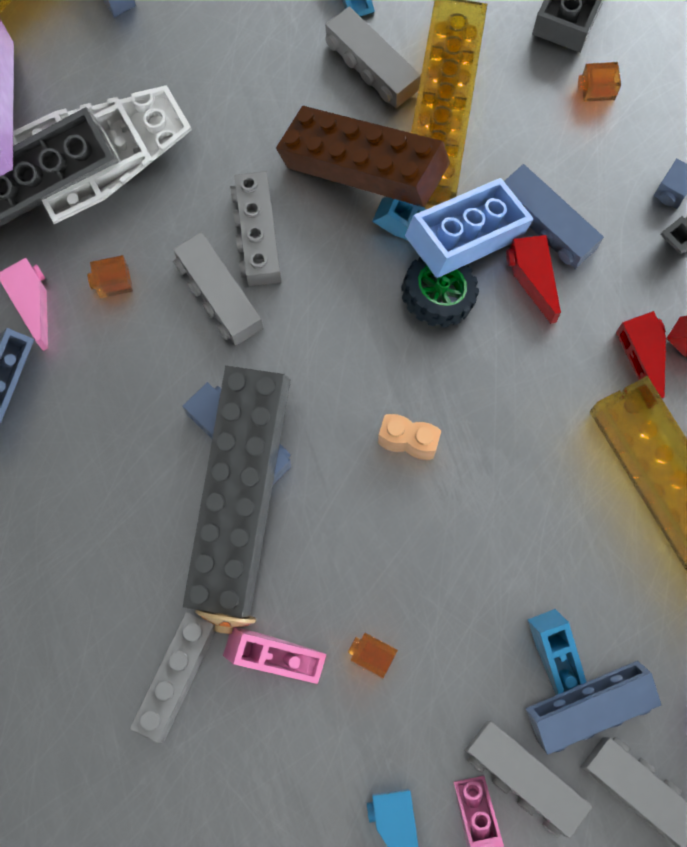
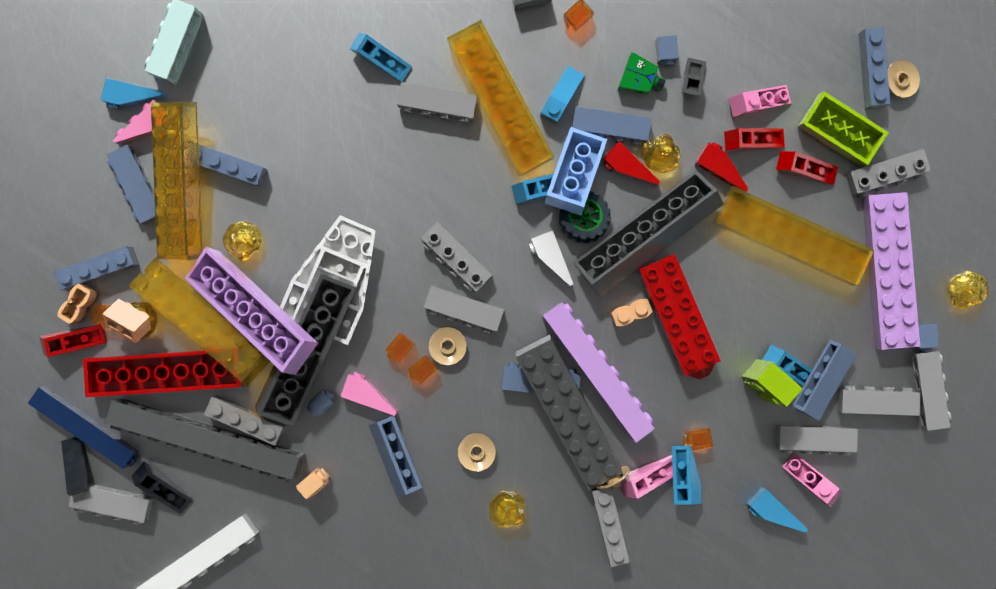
camera: 35 degrees left, 15 degrees up
(46, 44) = (242, 239): none -> clear yellow hair
(67, 554) = (507, 509): none -> clear yellow hair
(83, 450) = (472, 461): none -> tan dish
(114, 319) = (422, 369): none -> clear orange brick
(162, 303) = (437, 348): none -> tan dish
(312, 476) = (602, 377): none -> lavender brick
(317, 691) = (685, 477): none -> dark azure slope
(364, 155) = (486, 174): reddish brown brick -> none
(366, 300) = (549, 253): none -> white slope
(464, 485) = (679, 317): none -> red piece
(503, 358) = (648, 233): none -> dark grey brick
(513, 148) = (561, 95): none -> dark azure slope
(522, 644) = (771, 382): none -> lime brick
(585, 285) = (661, 154): none -> clear yellow hair
(622, 189) = (640, 76): none -> green torso

